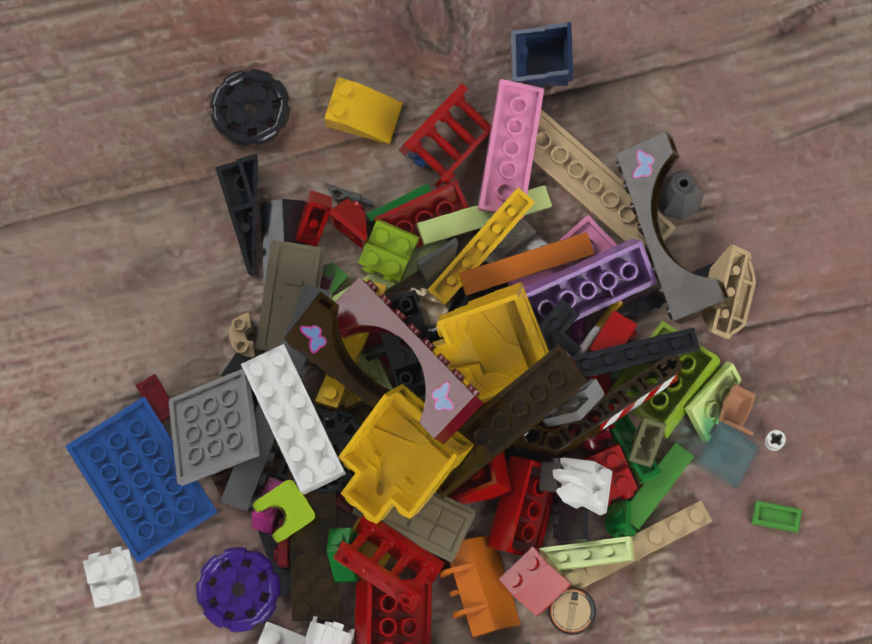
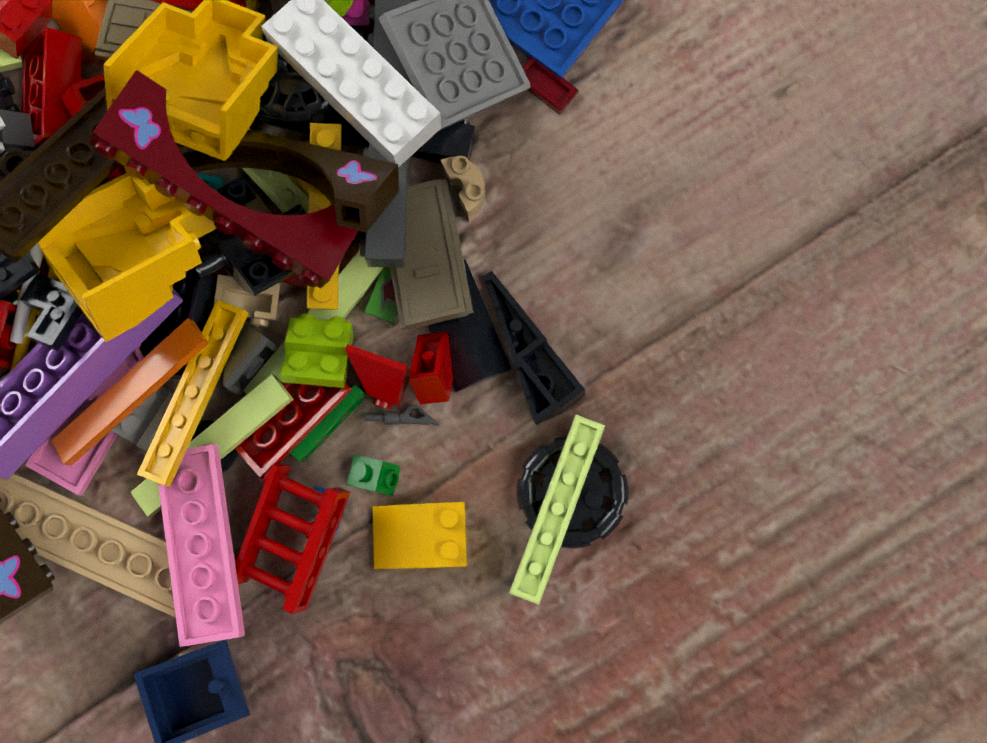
camera: 160 degrees right, 5 degrees up
(264, 96) = (557, 509): none -> yellowish green tile
(381, 162) = (373, 475): none -> green bracket

